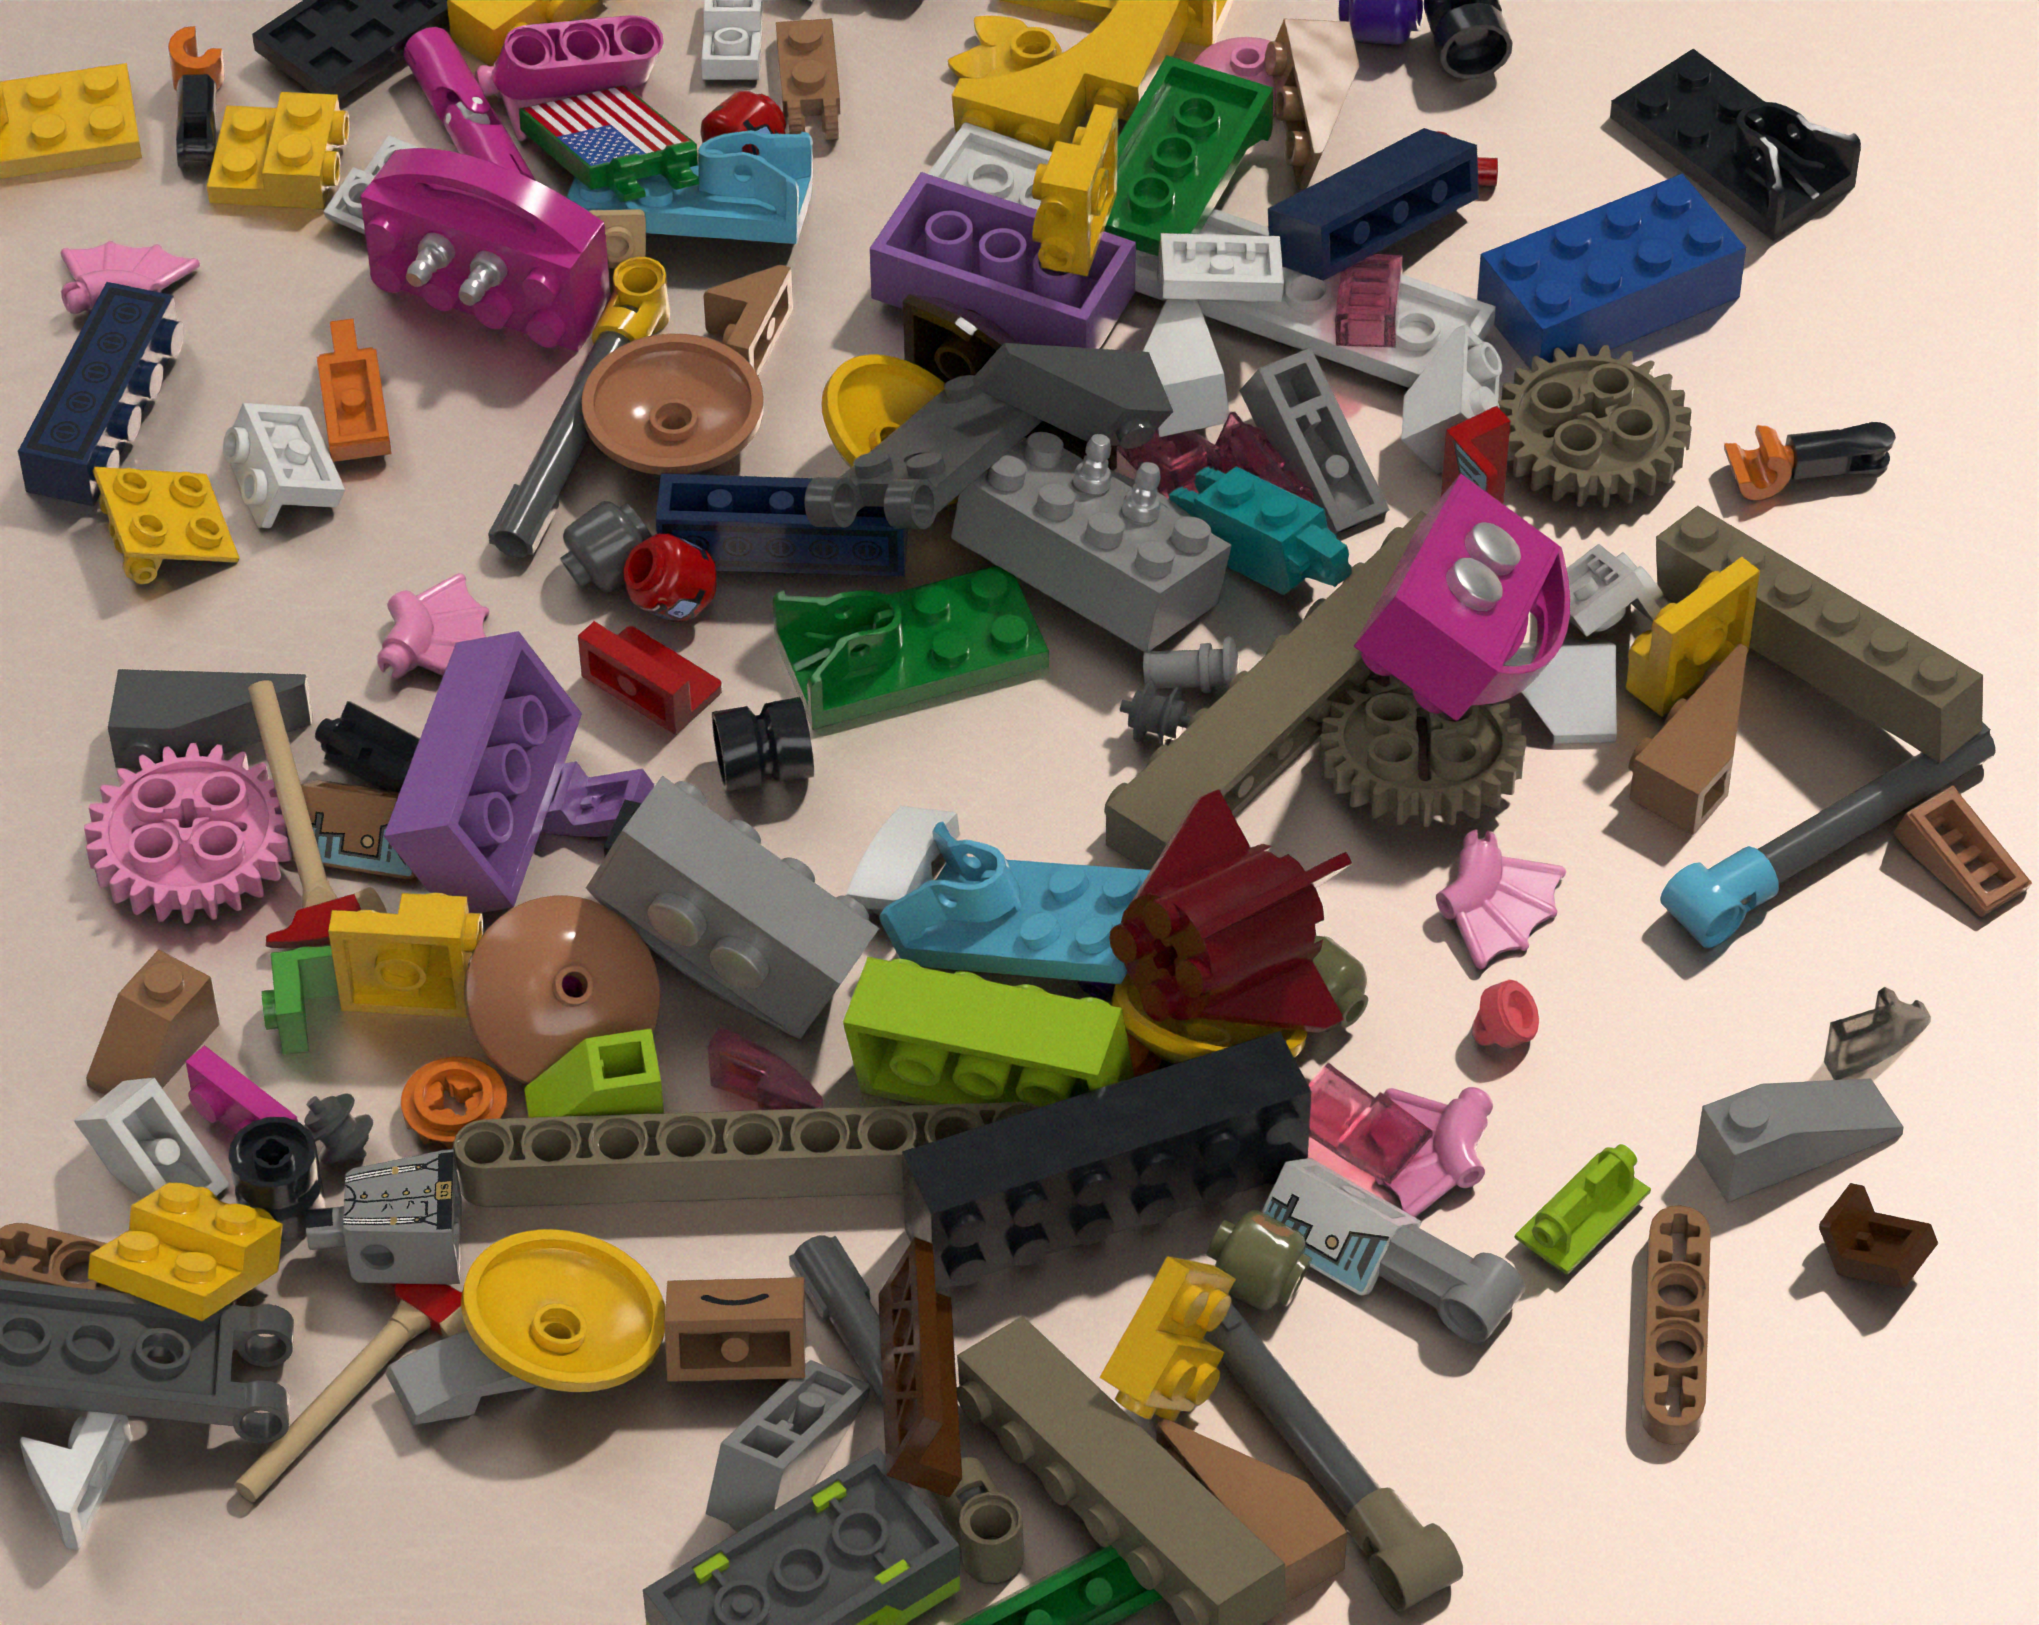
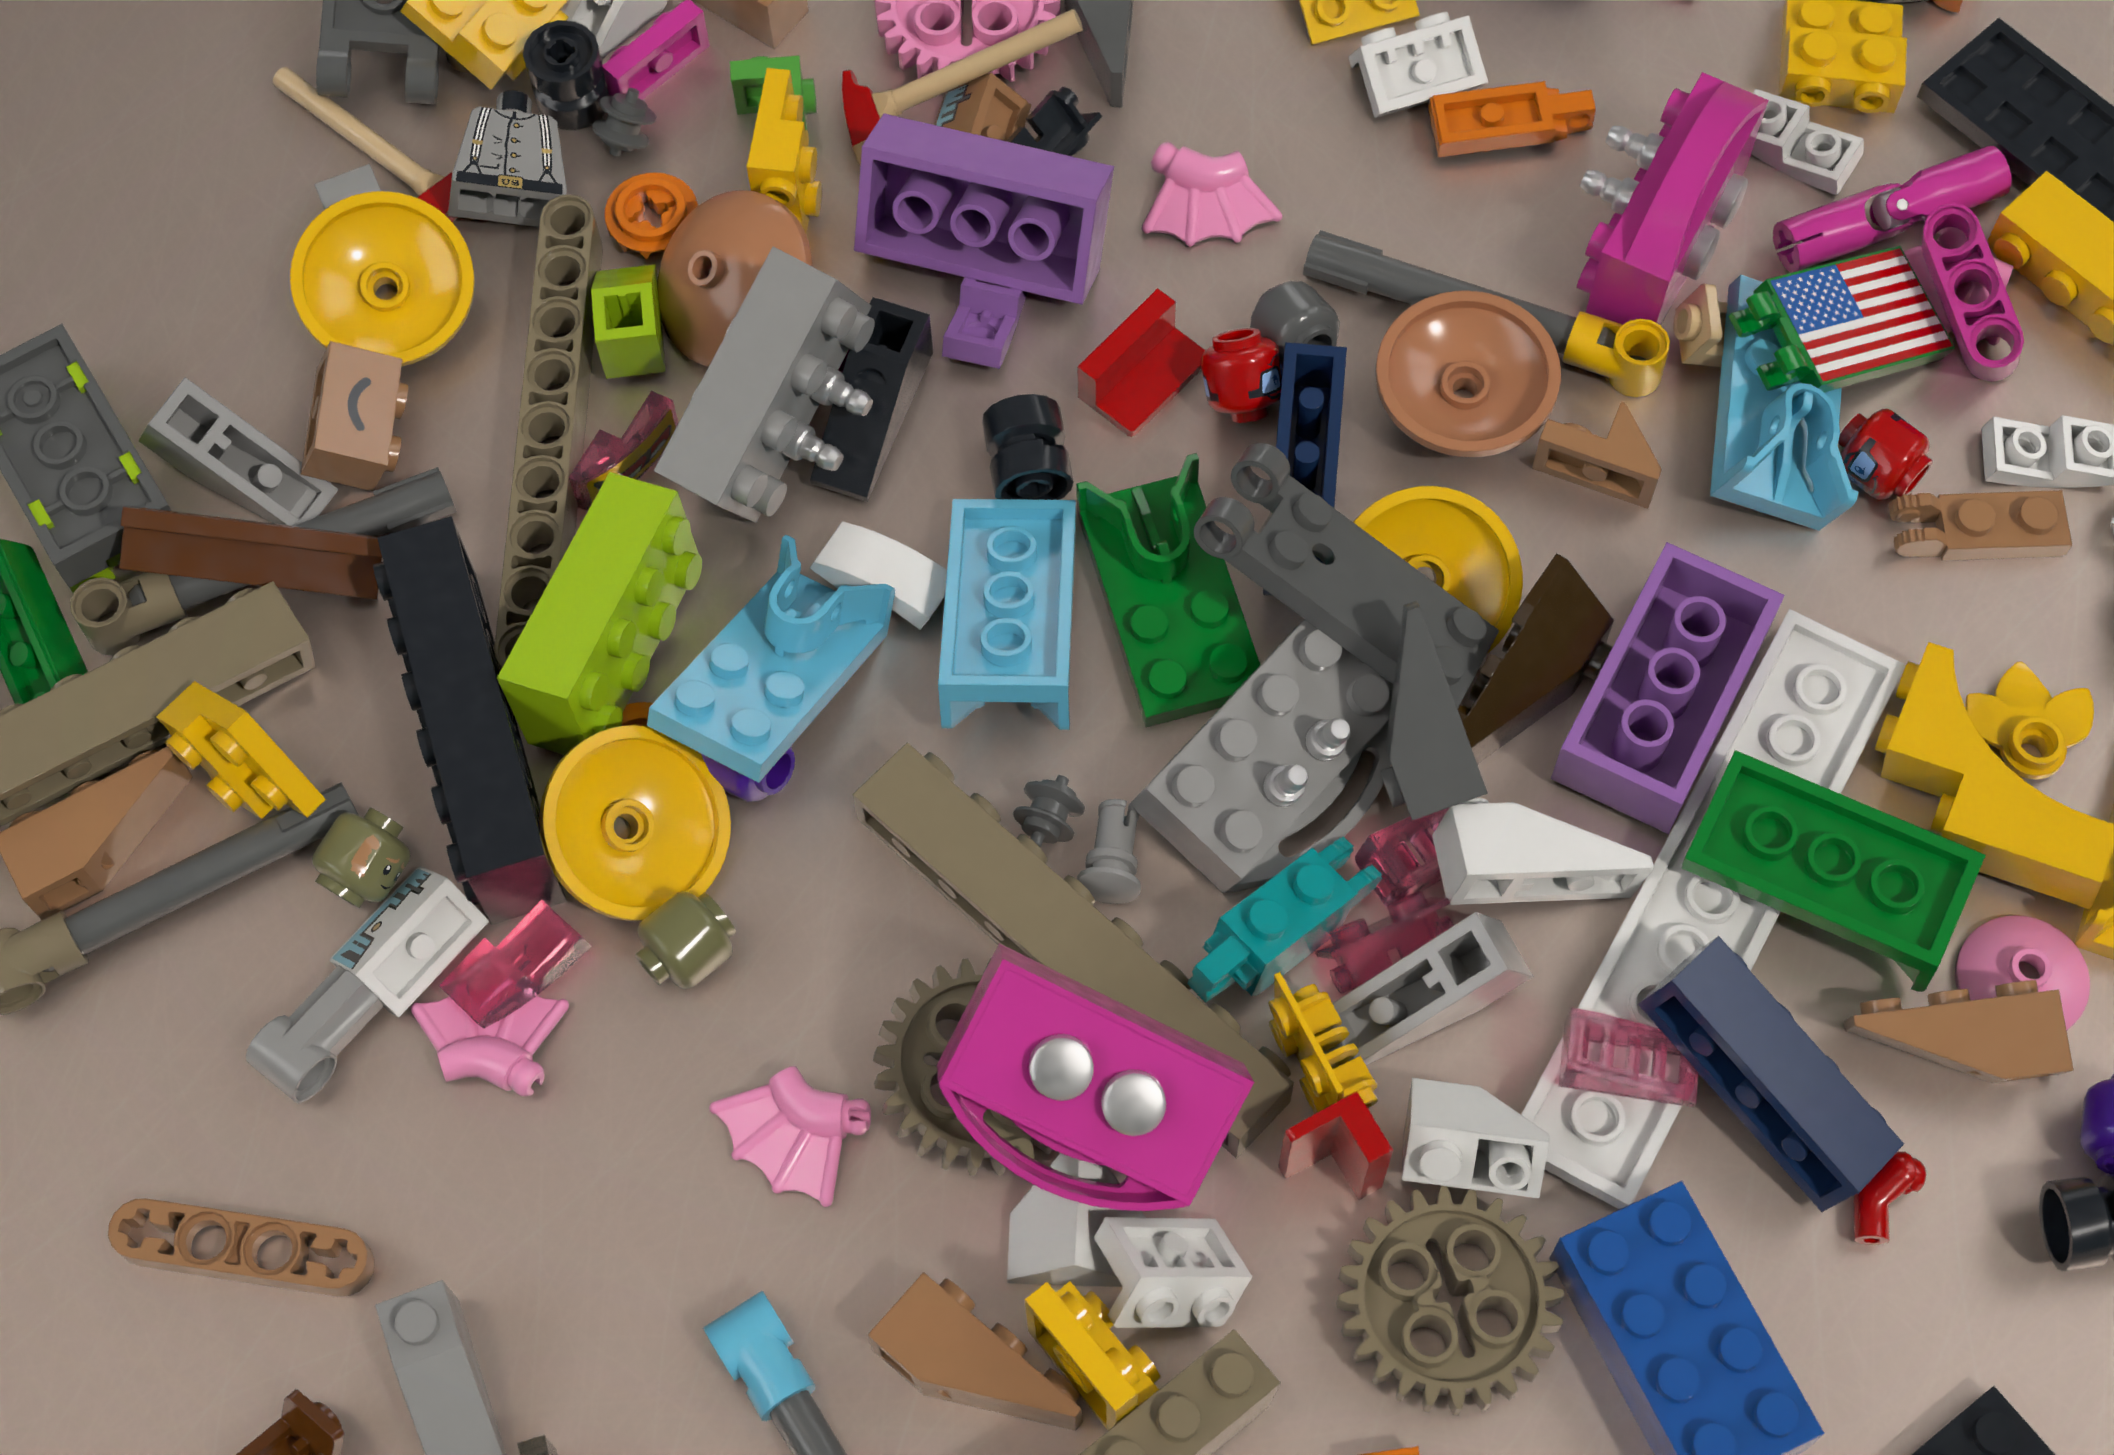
camera: 95 degrees right, 15 degrees up
(945, 739) = (1008, 607): none -> medium azure plate
(1077, 194) = (1692, 725): yellow plate -> none
(1220, 267) = (1639, 888): white bracket -> none
(1227, 929) = (673, 810): dark red brick -> none
(1387, 498) = (1307, 1027): none -> yellow hinge
(1506, 1015) = (628, 1119): coral tile -> none
(1585, 1209) = (385, 1170): lime hinge -> none

